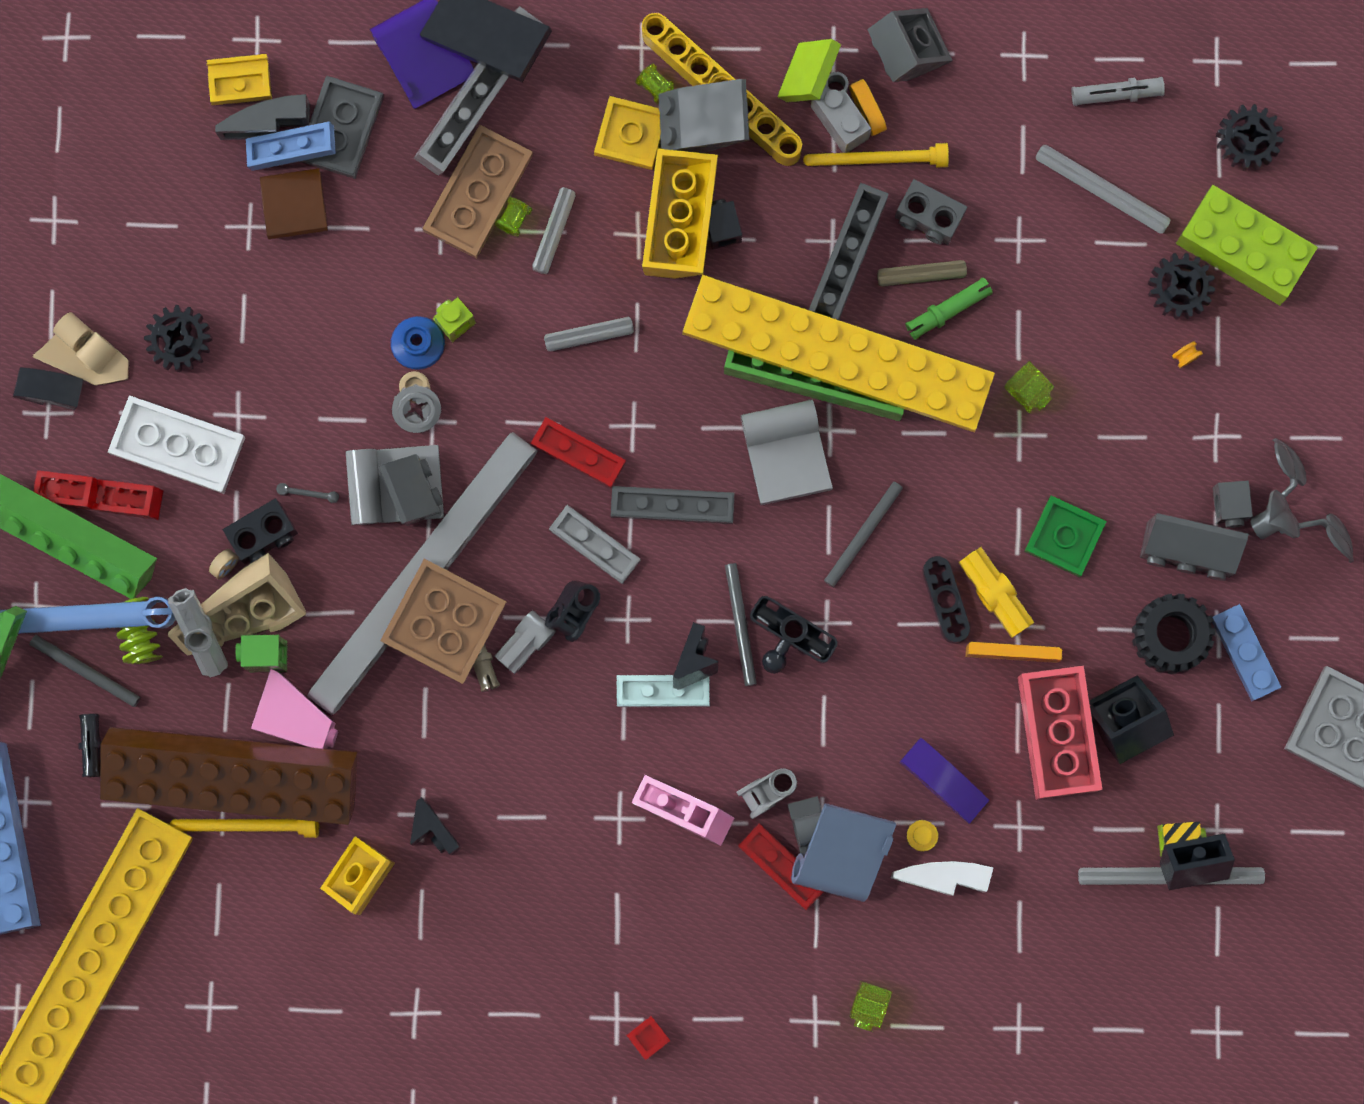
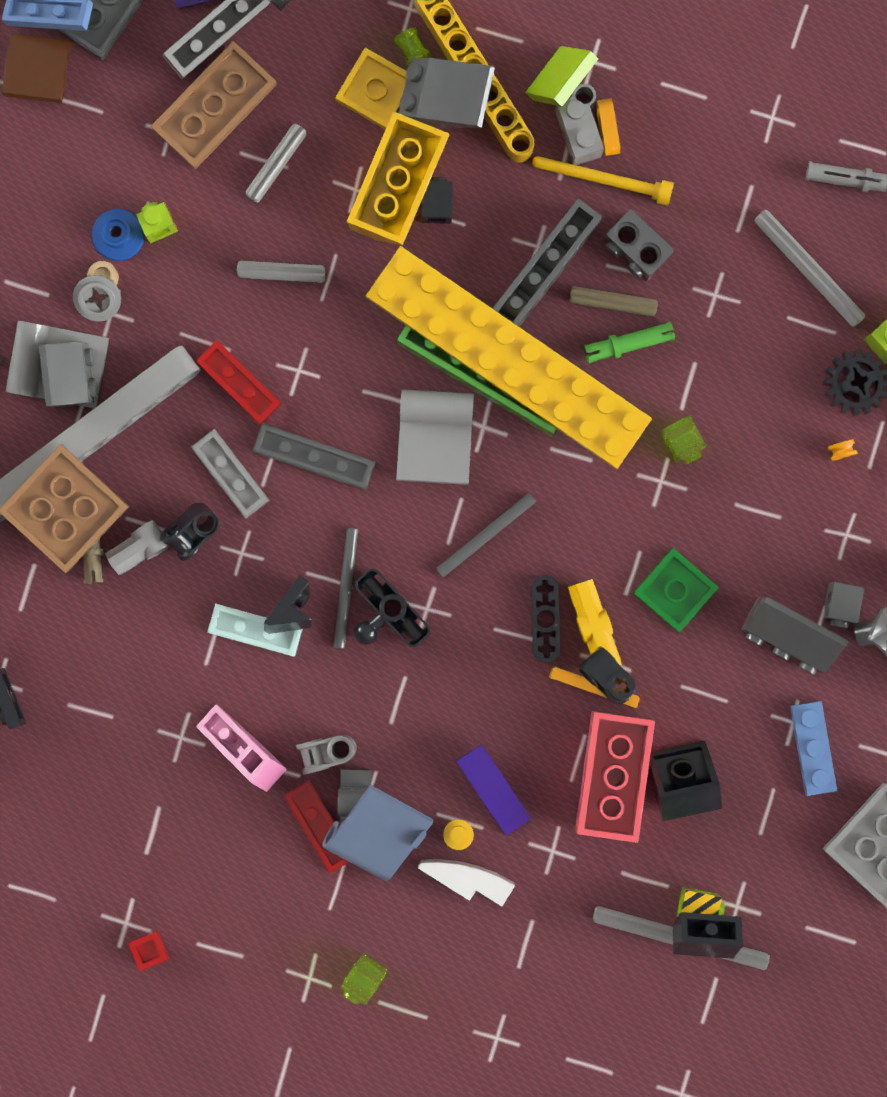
camera: 15 degrees right, 5 degrees up
(513, 216) = (241, 139): clear neon green bush -> none
(909, 44) = (665, 76): dark grey slope -> none
(1022, 633) = (603, 672): none -> black piece
(1196, 621) = (774, 722): black tyre -> none

